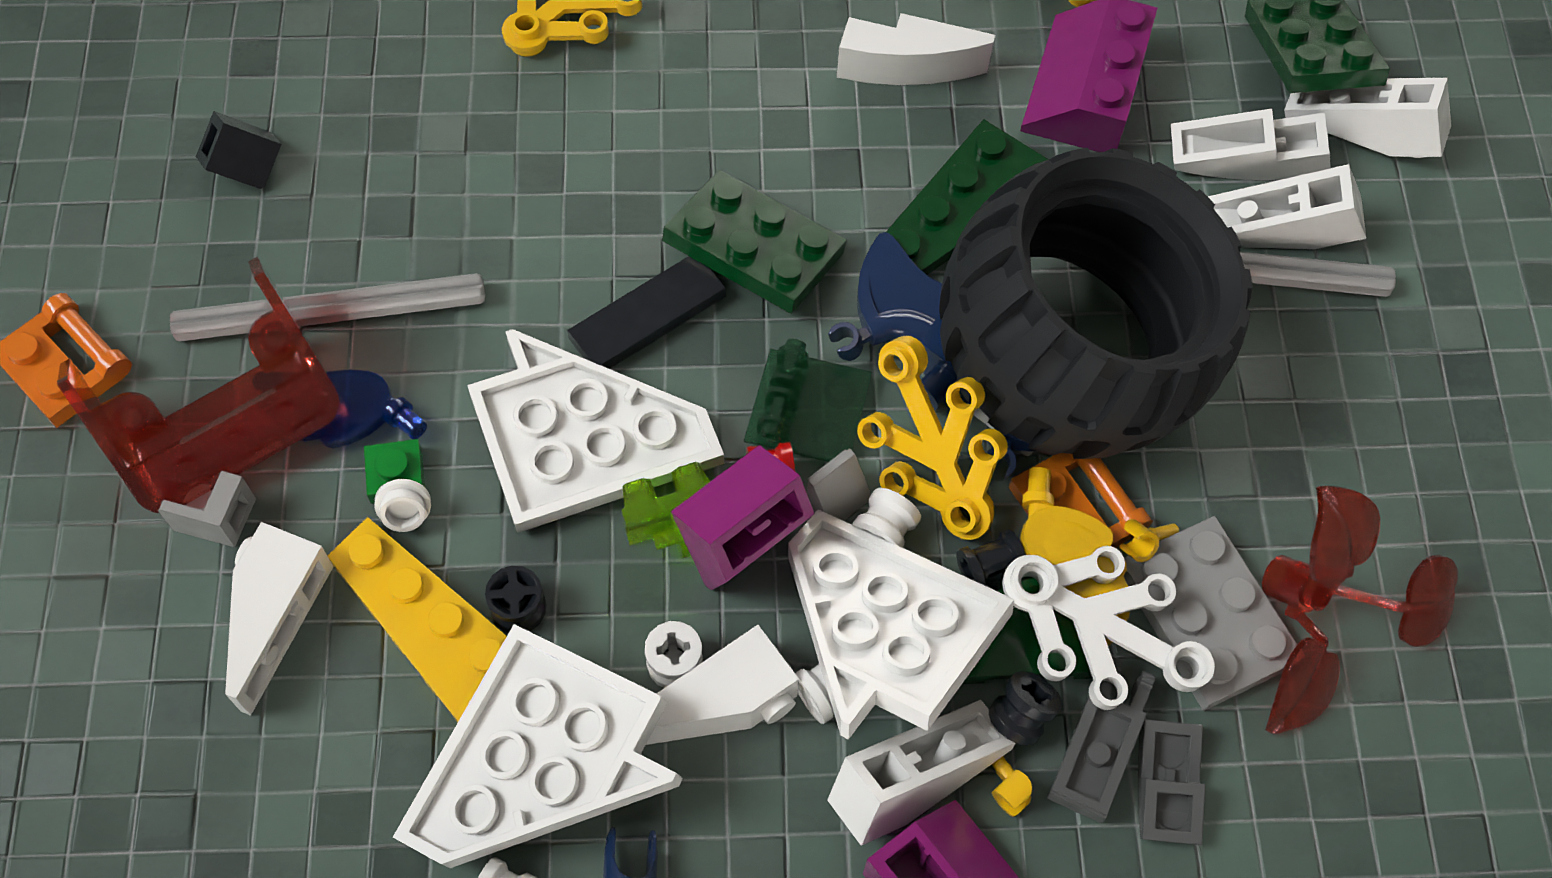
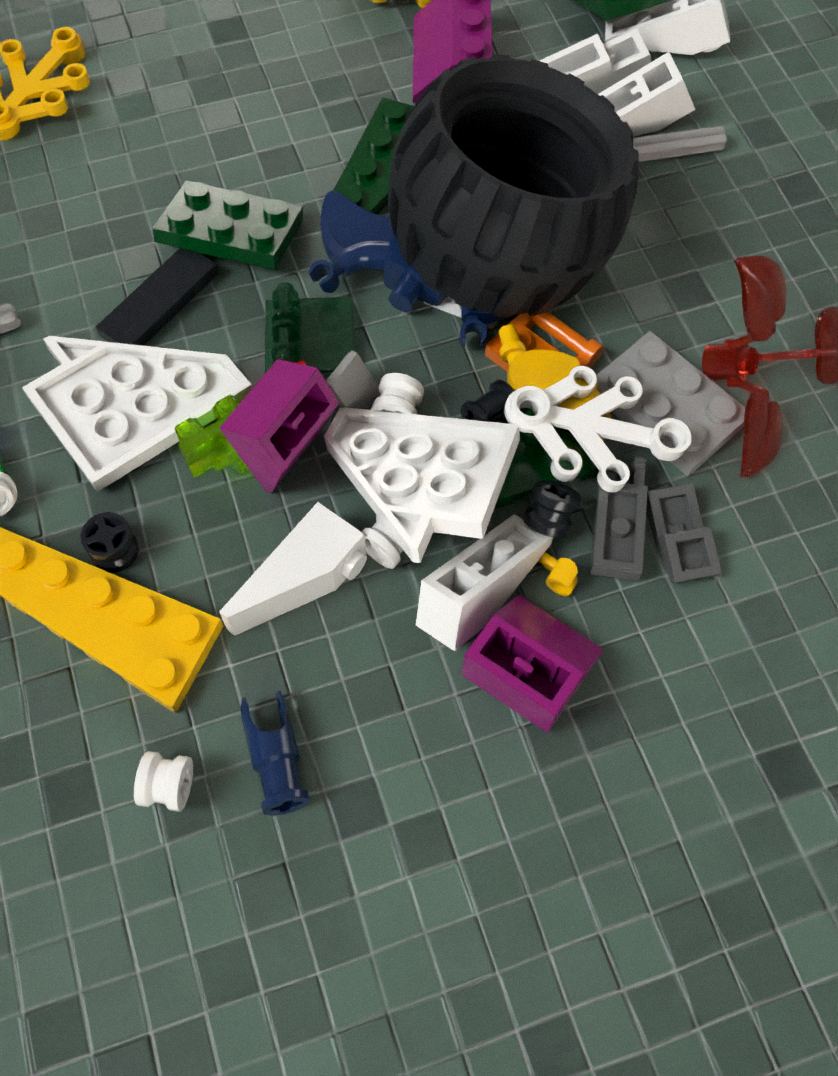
camera: 15 degrees left, 0 degrees up
(536, 753) = (157, 654): white wing -> none
(674, 664) = (247, 535): white wheel -> none
(912, 52) = (313, 62): white slope -> none
(936, 446) = (423, 330): yellow plant -> none
(1145, 539) = (604, 359): yellow hand -> none

